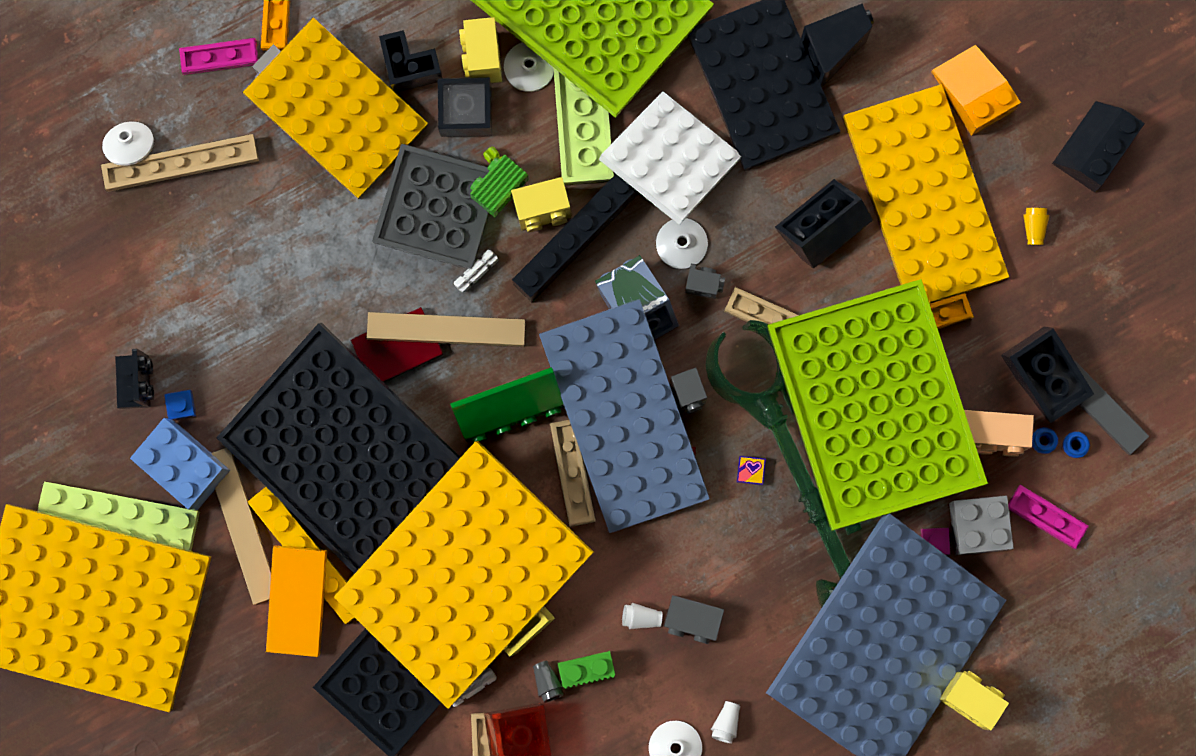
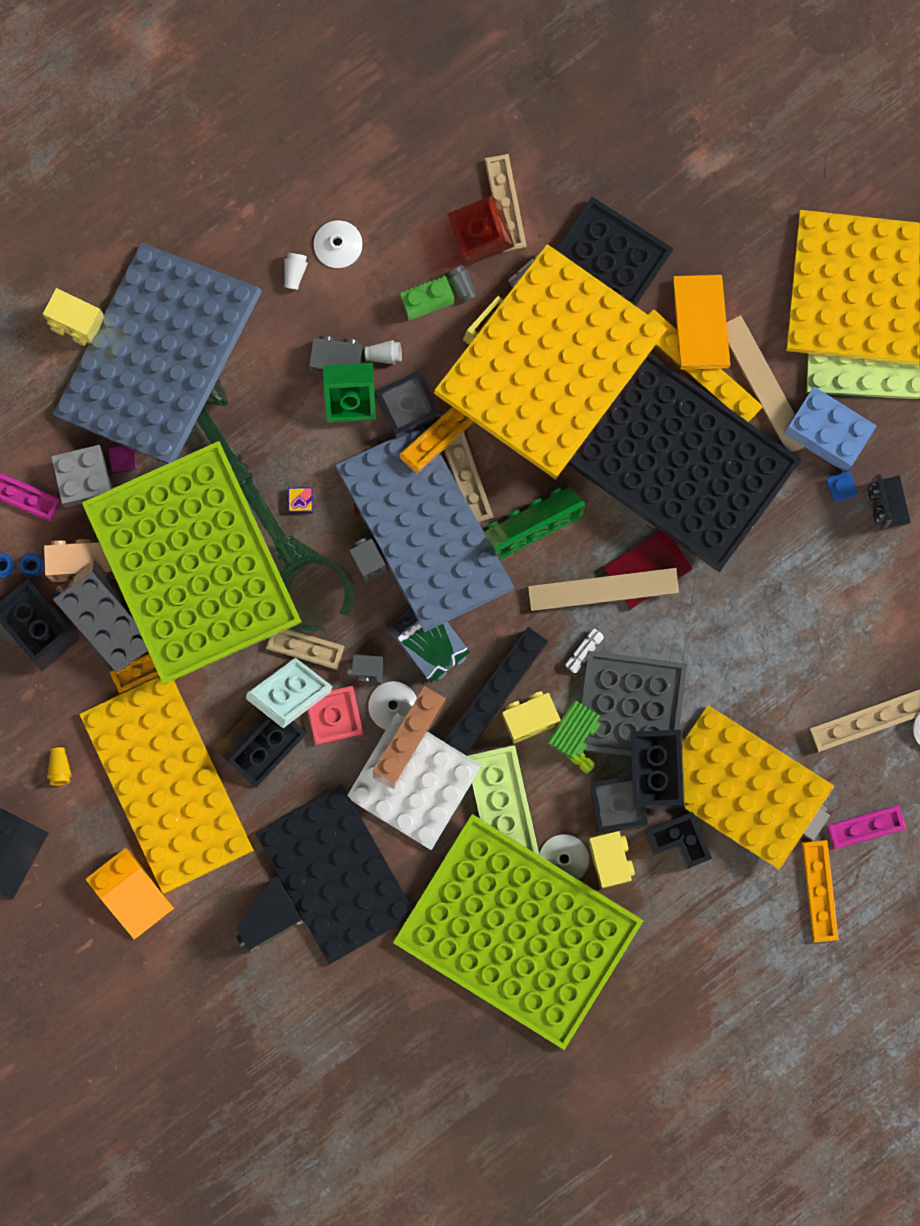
camera: 170 degrees right, 0 degrees up
(418, 130) = (658, 769): none -> black slope
(603, 508) = (435, 439): none -> light orange tile
(624, 552) = (407, 404): none -> piece
(669, 193) = (408, 737): none -> nougat arch
(684, 574) = (349, 392): none -> green brick
(744, 241) = (335, 717): none -> coral tile
(788, 262) = (289, 692): none -> light aqua tile
(981, 371) = (101, 615): none -> black brick

